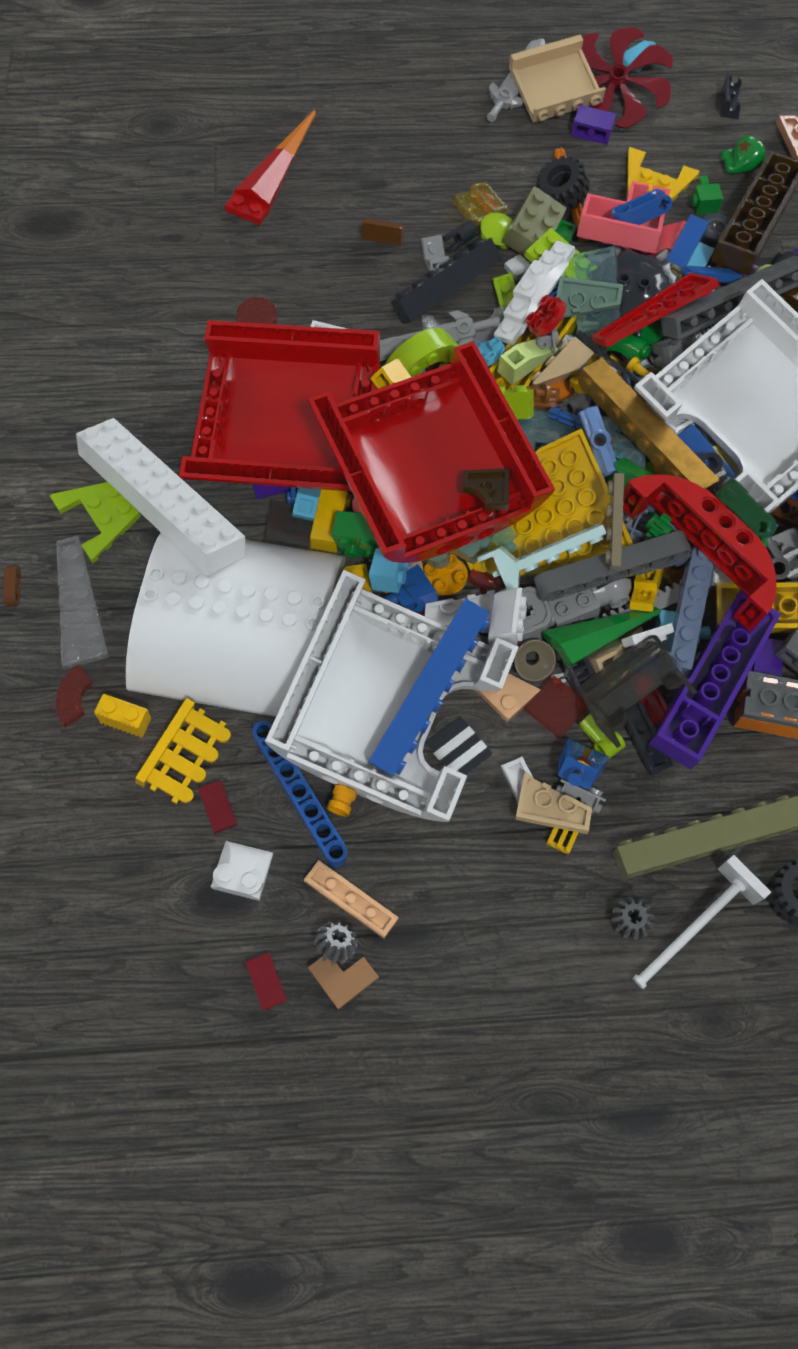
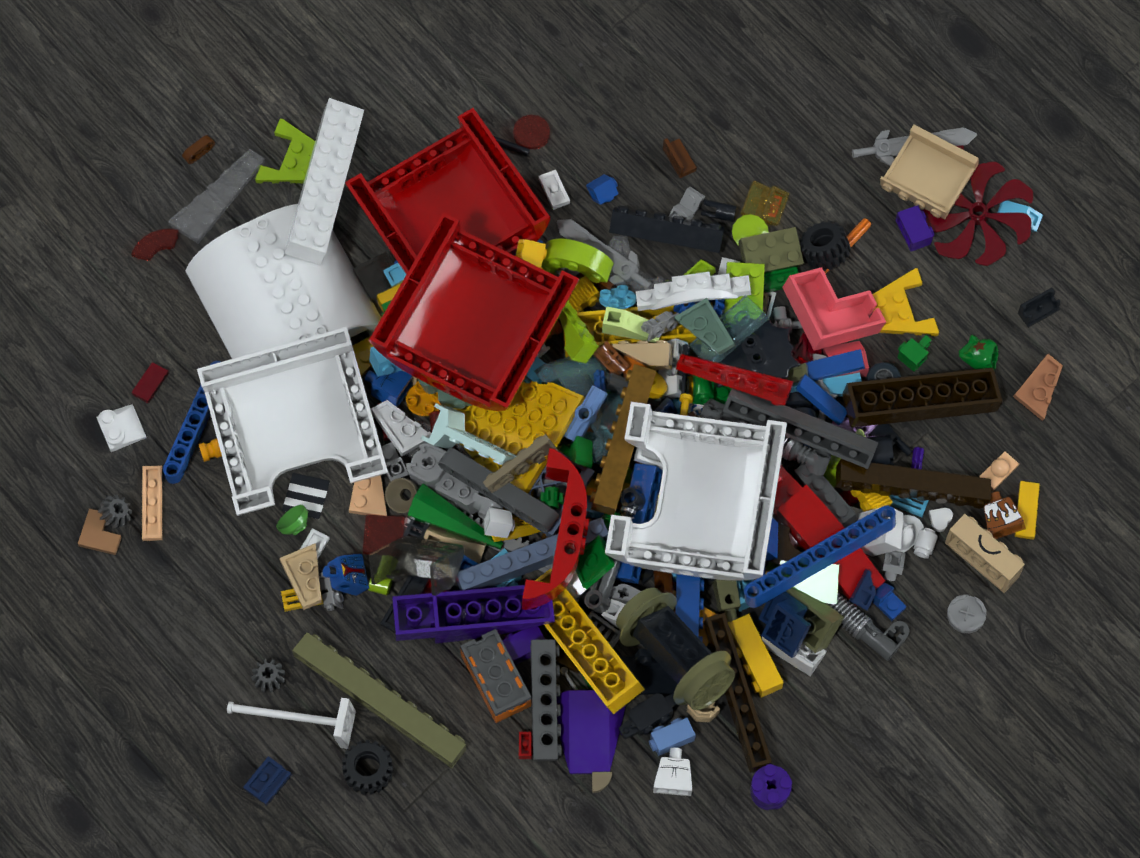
camera: 55 degrees right, 0 degrees up
(122, 715) = (163, 282): yellow brick -> none
(173, 760) = (158, 332): yellow fence -> none
(257, 193) = (640, 51): red plate -> none
(266, 981) = (63, 492): dark red tile -> none
(364, 299) = (602, 189): none -> blue brick
(428, 688) = (320, 441): blue brick -> none
(476, 772) = (293, 520): none -> bright green piece
(490, 486) = (484, 370): dark brown tile -> none
(506, 538) = (471, 413): clear light blue tile -> none
(508, 616) = (405, 453): white slope -> none
(546, 316) = (666, 312): red tile -> none
(642, 592) = (498, 523): none -> white brick
(643, 208) = (836, 312): blue piece -> none
(661, 632) = (477, 555): white wing -> none
(746, 507) = (596, 537): dark green piece -> none
(748, 1002) = (267, 781): none -> dark blue plate

